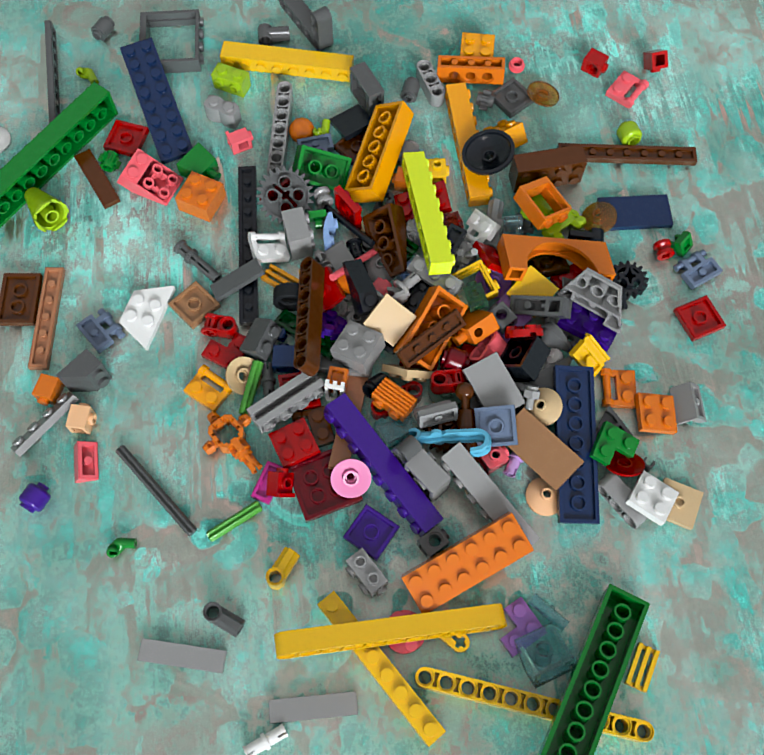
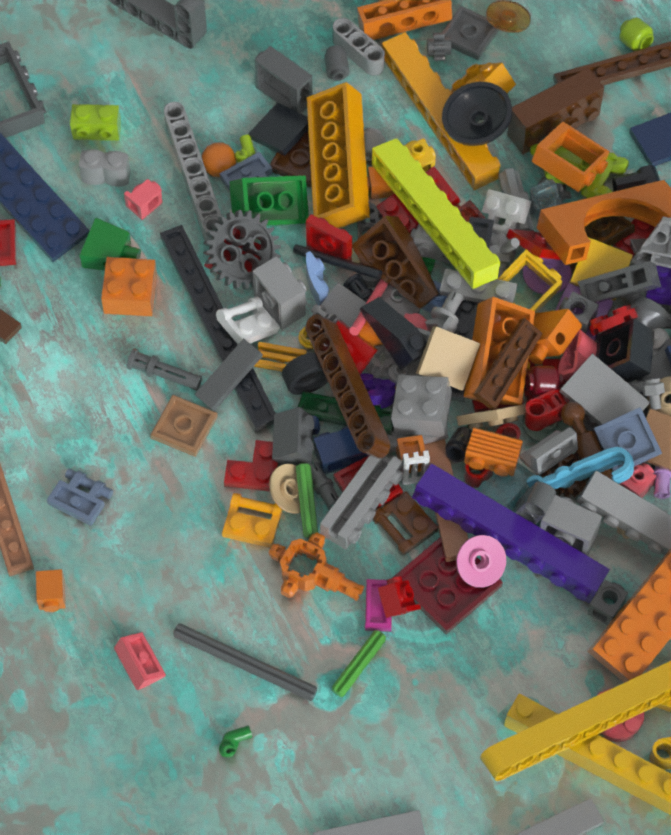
camera: 20 degrees left, 5 degrees down
(34, 497) = (101, 721): dark purple head -> none
(37, 429) = (64, 638): light grey plate -> none
(81, 418) = (111, 610): light nougat brick -> none
(84, 374) = (94, 552): dark grey slope -> none
(146, 312) = (126, 456): white wing -> none
(149, 178) = (48, 285): coral slope -> none
(216, 326) = (230, 441): red piece -> none
(225, 620) = (403, 775): dark grey piece -> none
(269, 34) = (116, 46): dark grey piece -> none
(282, 567) = (442, 694): yellow piece -> none
(287, 61) = (158, 74): yellow brick -> none
(294, 443) = (392, 546): red plate -> none
(317, 216) = (294, 262): green tile -> none
(323, 197) = (288, 236): light grey wheel -> none
(367, 573) = (546, 663): light grey brick -> none
(371, 532) = (529, 617): dark purple plate -> none
(478, 302) = (541, 304): clear green brick -> none
(604, 221) = (651, 154): clear orange dish -> none

